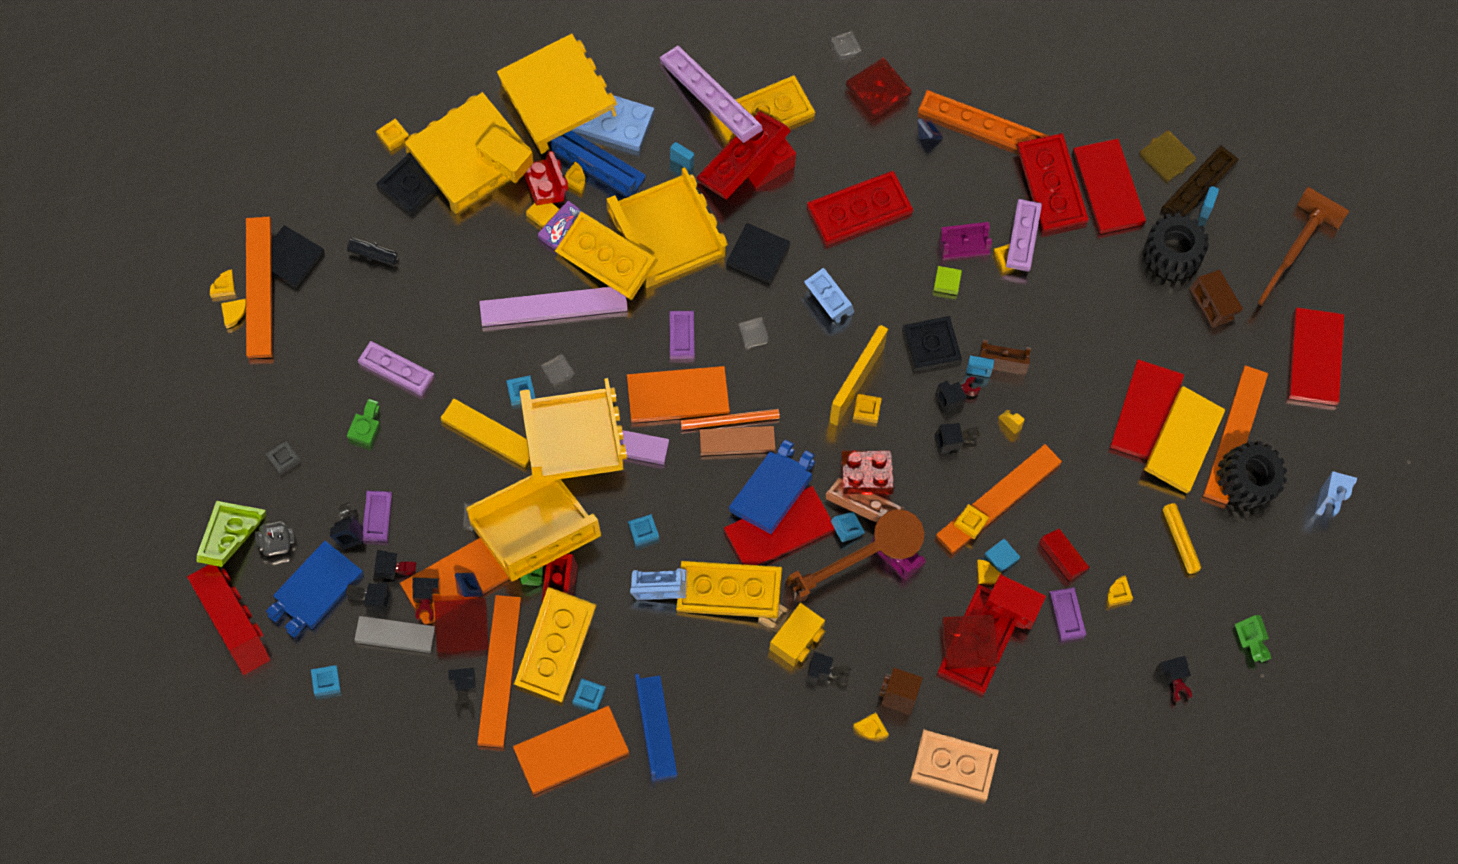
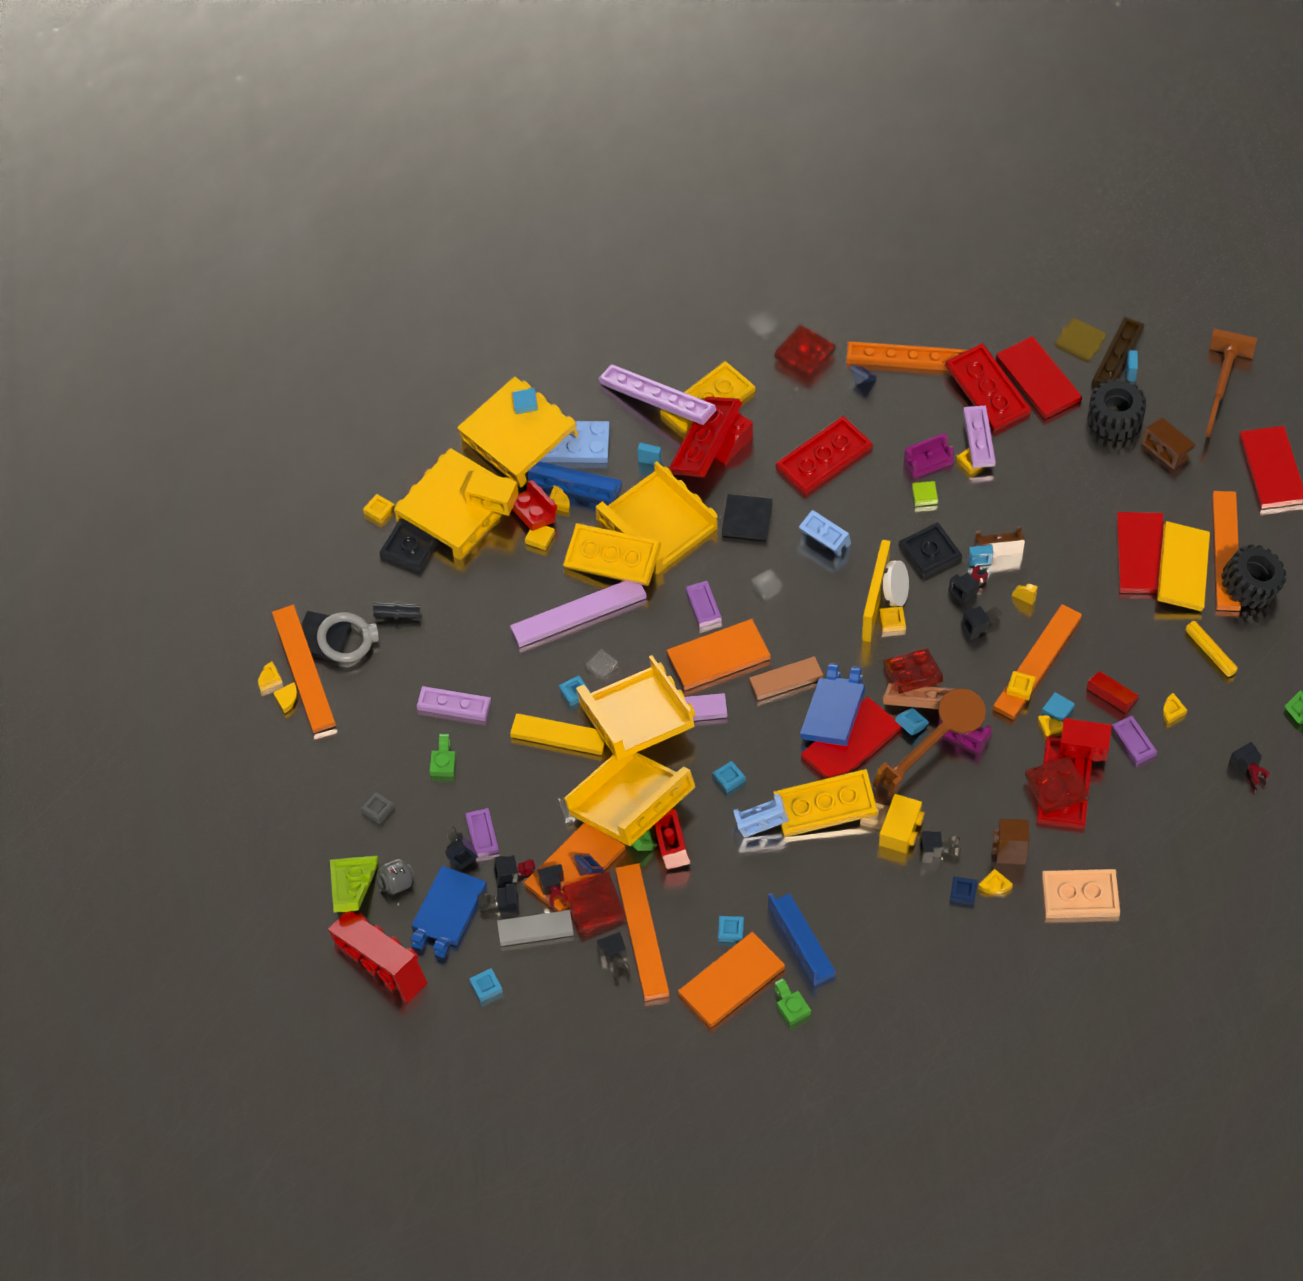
camera: 10 degrees left, 10 degrees down
(336, 267) = (368, 632): none -> light grey piece
(555, 644) = (686, 890): yellow tile -> none
(559, 225) = (559, 543): tile -> none
(572, 64) = (525, 401): none -> dark azure tile
(622, 796) = (791, 1005): none -> bright green plate
(730, 419) = (772, 662): orange bar -> none
(836, 725) = (963, 890): none -> dark blue tile
(881, 373) = (896, 583): none -> white tile

